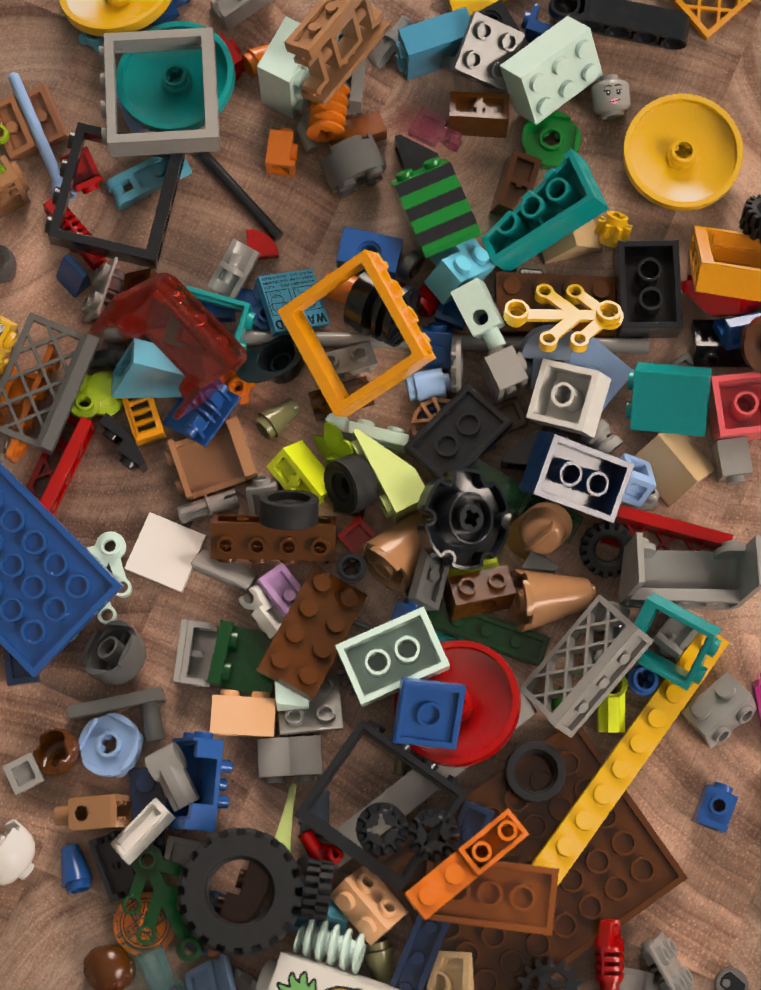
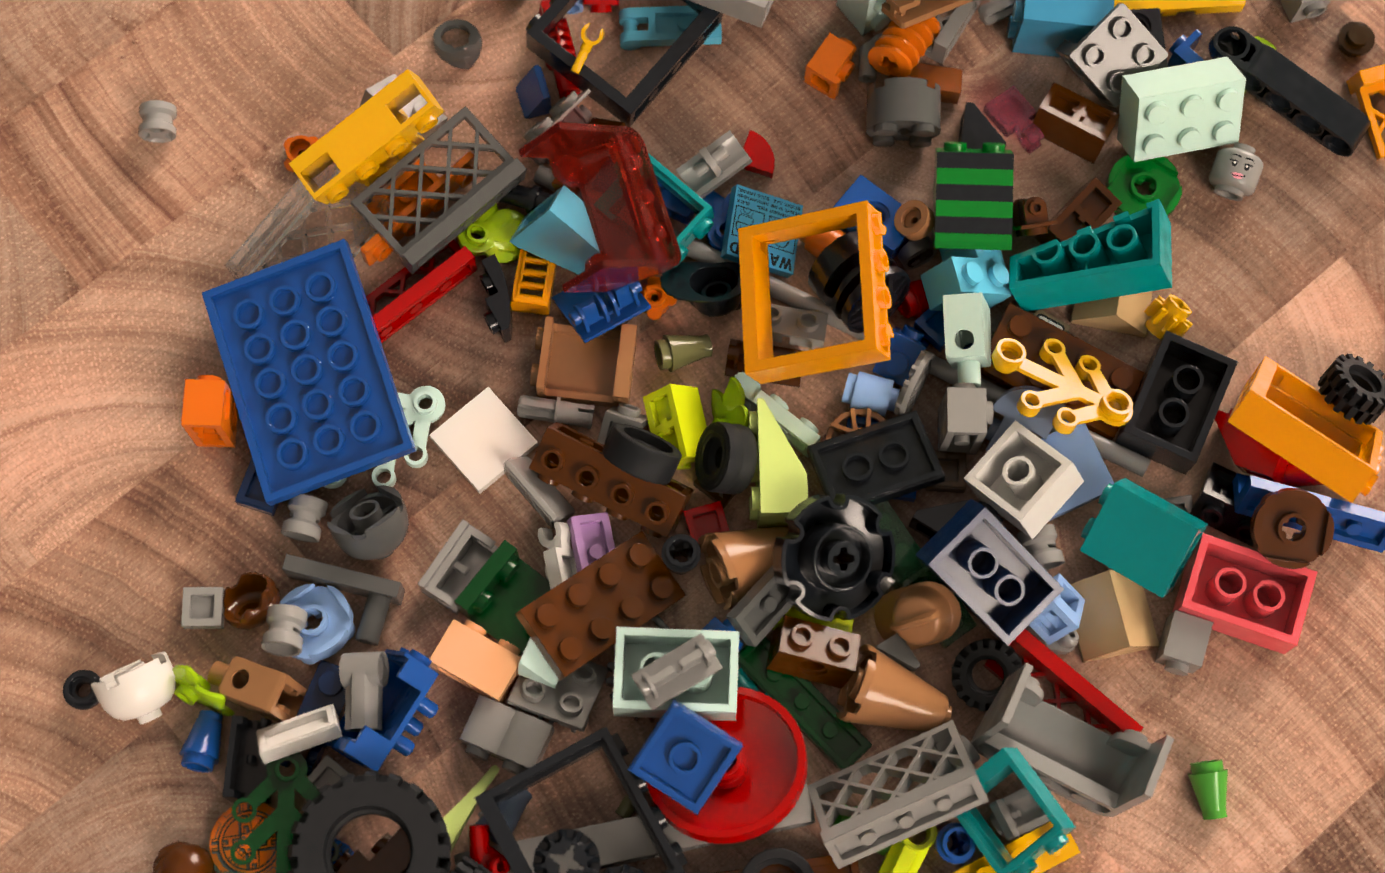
camera: 25 degrees right, 5 degrees down
(47, 835) = (194, 688): none -> lime plate
(63, 670) = (305, 514): none -> light grey wheel
(94, 762) = (285, 625): none -> light grey wheel
(98, 226) = (585, 48): none -> yellow hand
(240, 195) = (762, 91): black bar -> none
(394, 656) = (677, 671): none -> light grey hinge
(400, 243) = (914, 220): none -> medium nougat tile
(483, 201) = (1030, 217): none -> reddish brown hinge
(682, 152) = (1291, 268): yellow dish -> none

